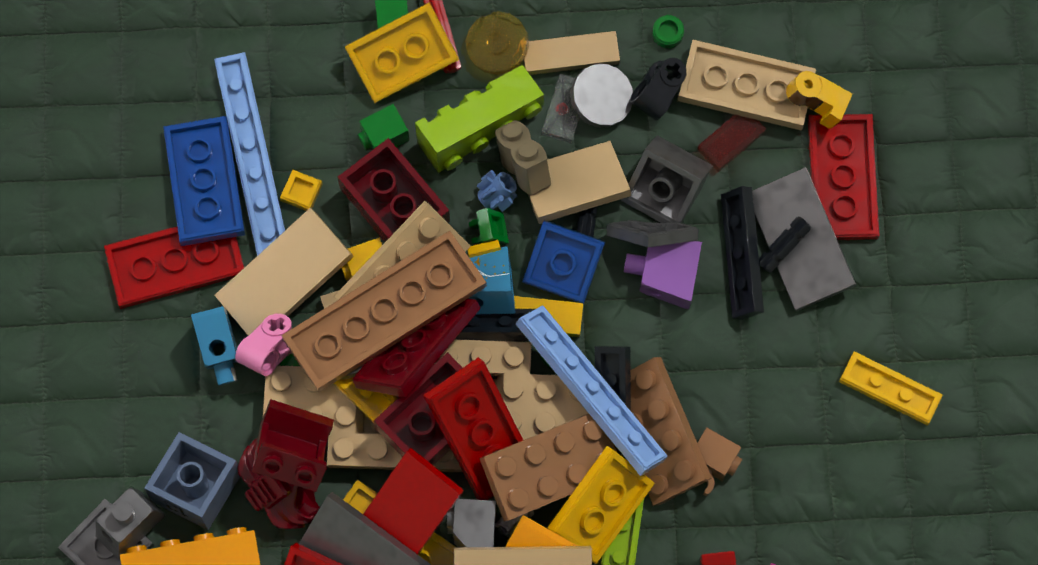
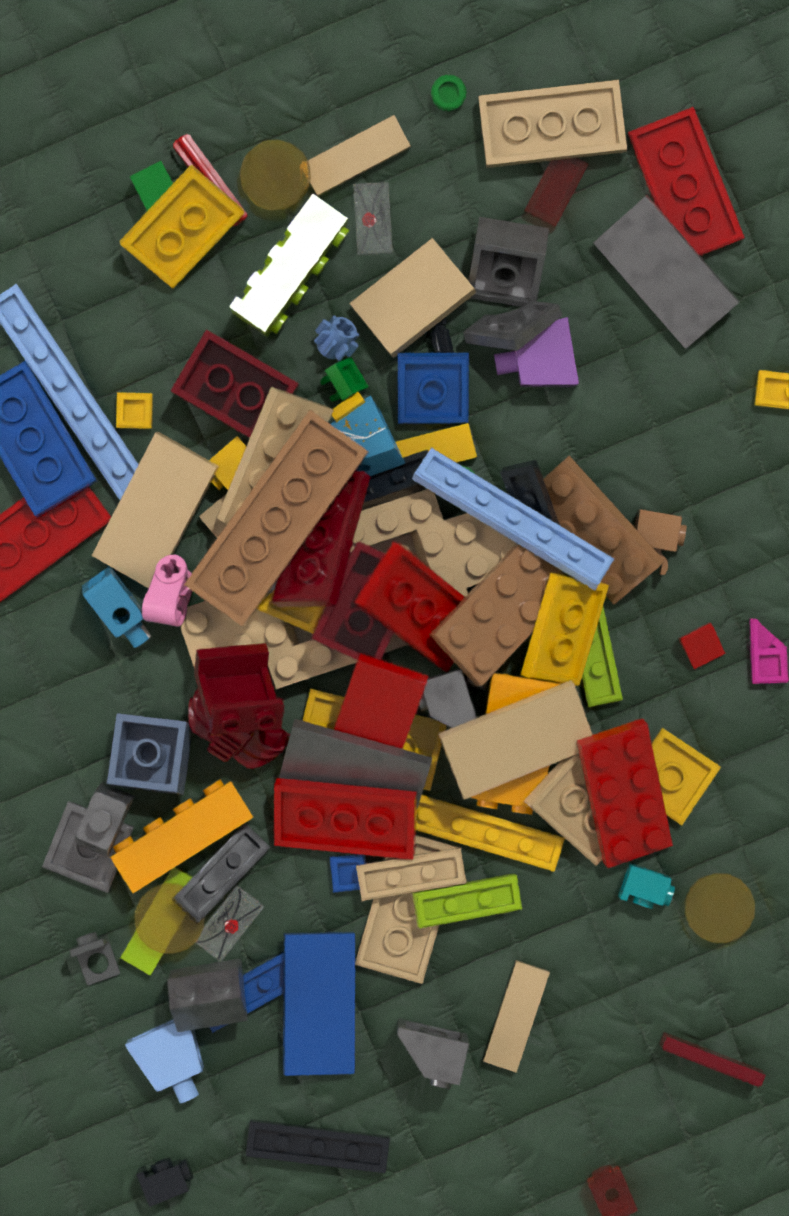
camera: 25 degrees left, 15 degrees up
(381, 126) = (194, 317): green brick -> none
(523, 157) = (351, 294): dark tan brick -> none
(601, 95) = (406, 192): tile -> none
(656, 90) = (462, 165): black piece -> none
(742, 253) = (611, 309): black plate -> none
(784, 244) = (651, 286): black axle -> none
(820, 96) = (634, 112): yellow leg -> none

